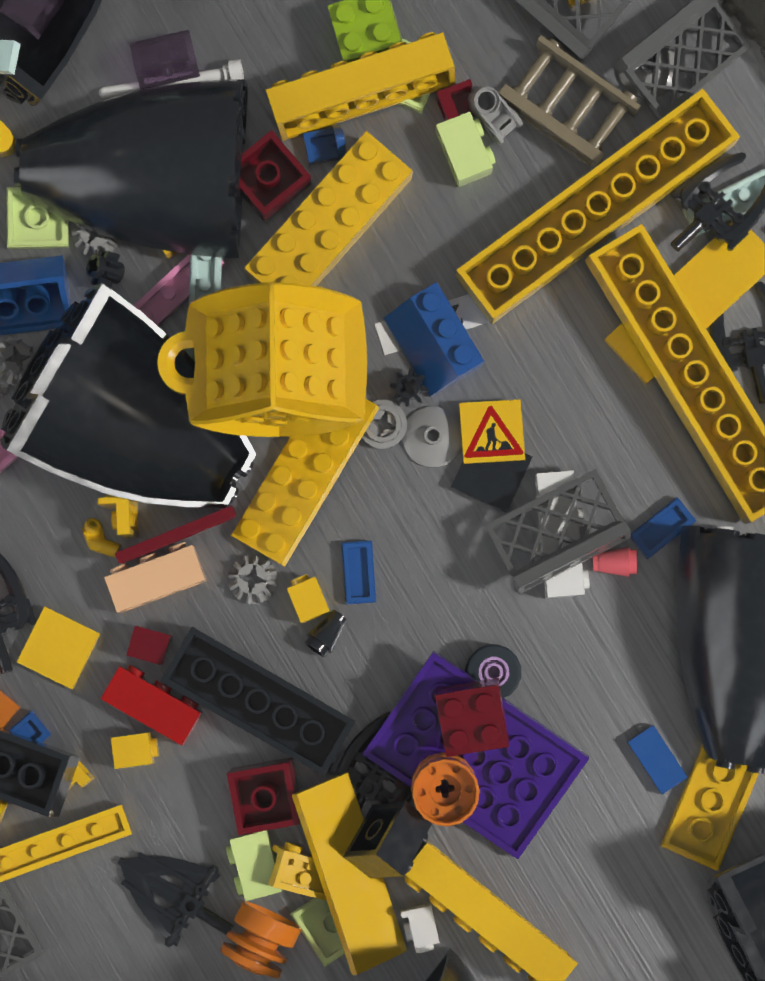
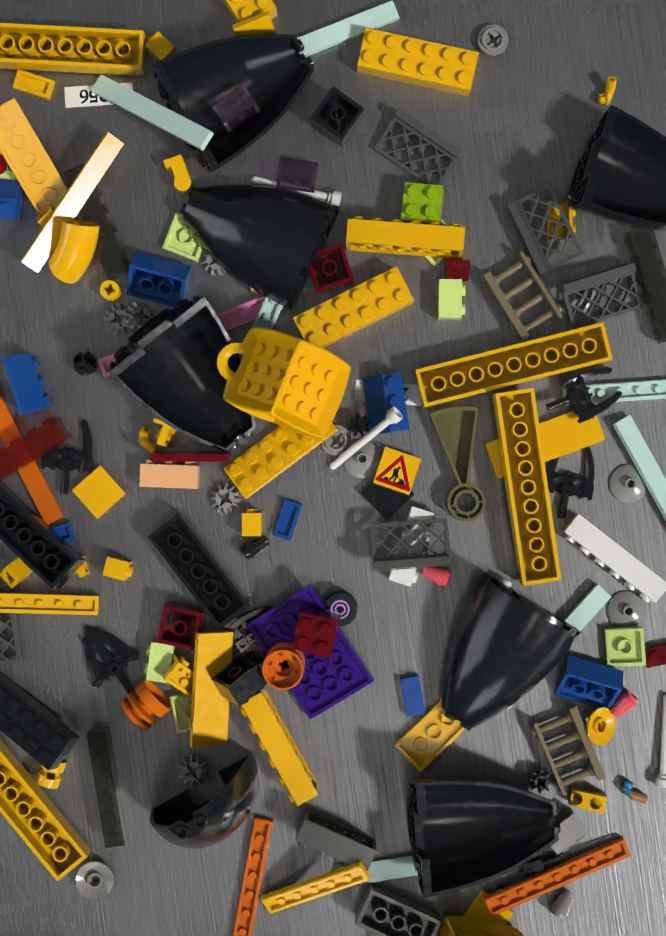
camera: 25 degrees right, 5 degrees up
(105, 268) = (213, 284): black gear -> none
(148, 645) = (150, 512): dark red panel -> none
(152, 704) = (138, 546): red brick -> none
(325, 145) = (370, 263): blue tile -> none
(421, 927) = (239, 734): white brick -> none
(452, 351) = (393, 416): none -> white piece
(497, 118) = (477, 288): light grey piece -> none
(557, 342) = (457, 435): none -> olive piece
(662, 528) = (471, 565): blue tile -> none

